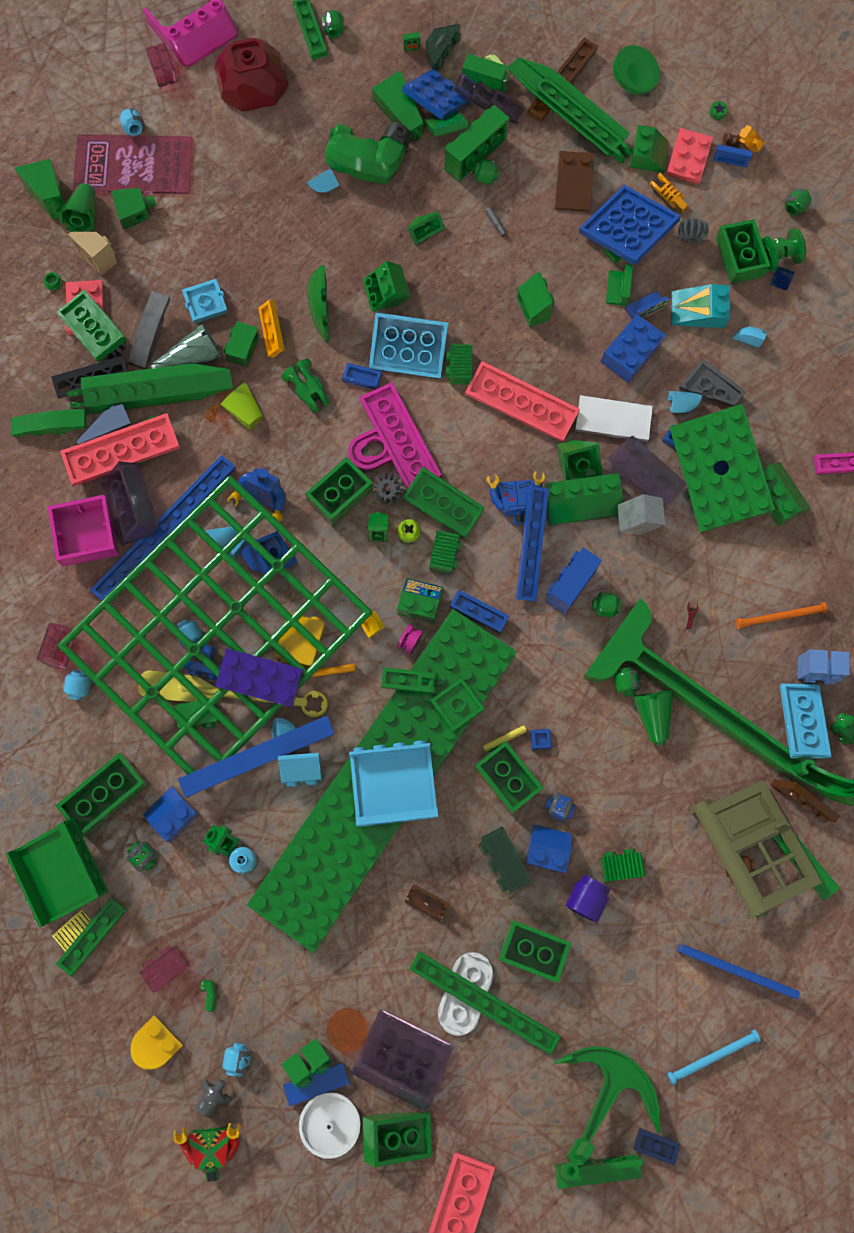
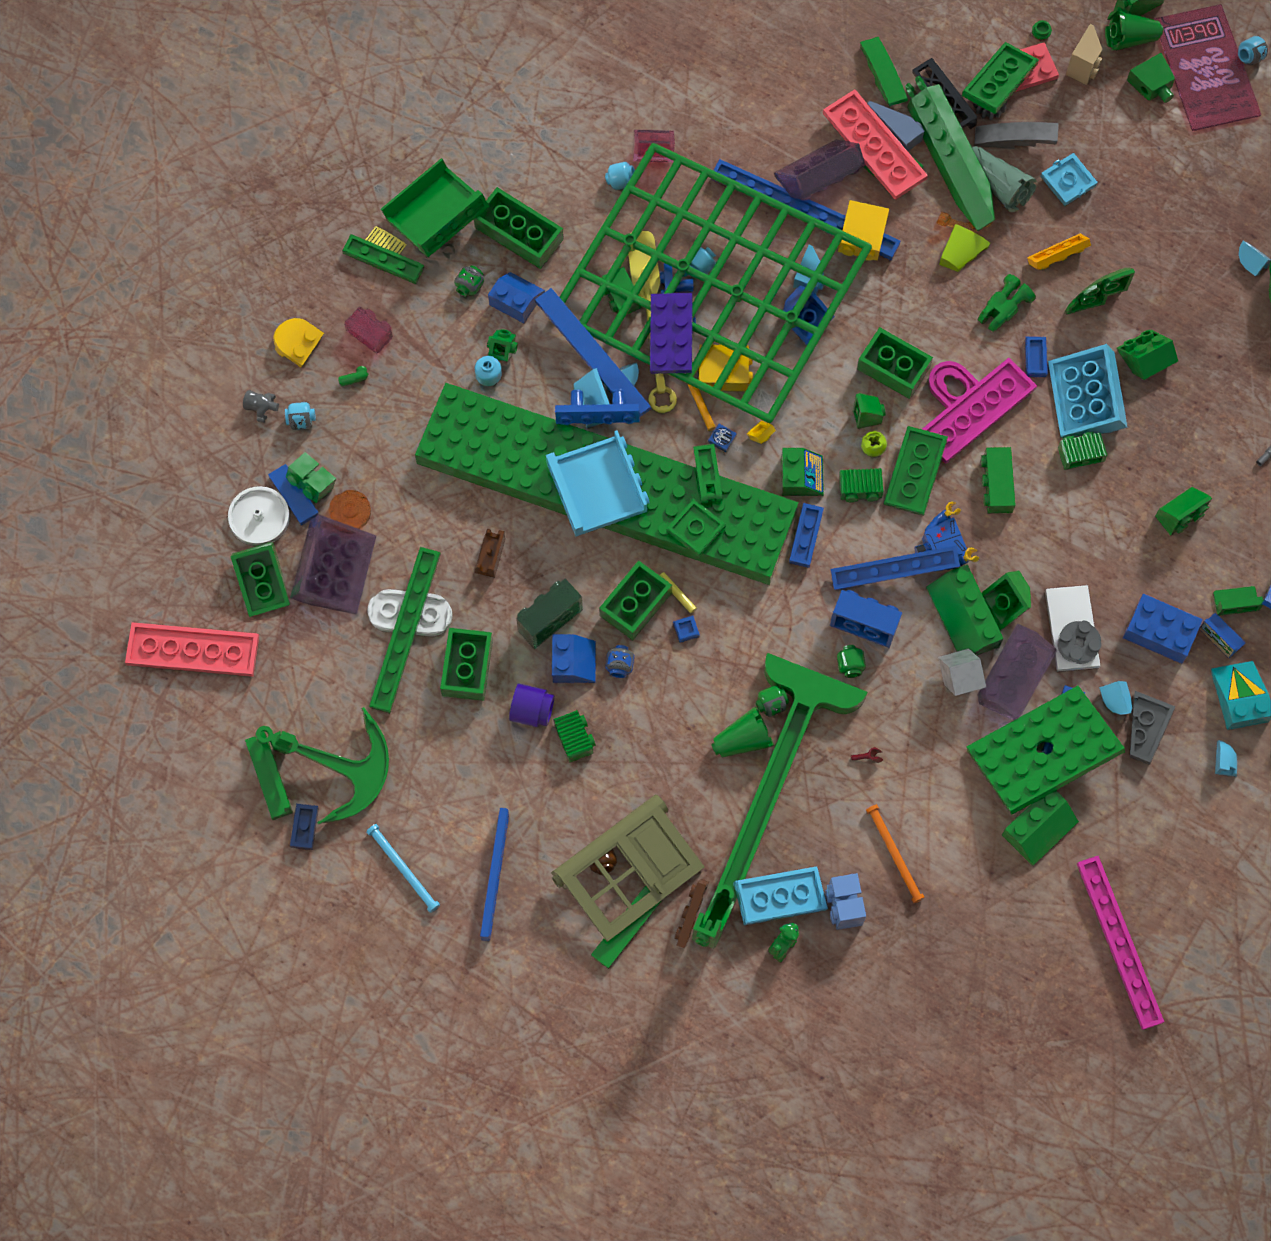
camera: 80 degrees right, 5 degrees down
(83, 530) = (777, 133): dark pink container -> none
(201, 478) = (867, 224): none -> yellow brick
(209, 1148) = (215, 411): torso -> none
(241, 344) = (1031, 227): green brick -> none
(265, 489) = (873, 290): blue torso -> none
(323, 775) = (607, 413): none -> blue plate
(366, 660) = (722, 437): none -> blue tile
(386, 481) = (914, 410): dark grey gear -> none
(409, 642) = (755, 471): dark pink wheel -> none
(425, 227) = (1236, 376): green slope -> none
(469, 437) = (998, 480): none -> green brick
(522, 401) = (1059, 525): coral plate -> none
(624, 423) = (1076, 653): none -> dark grey plate

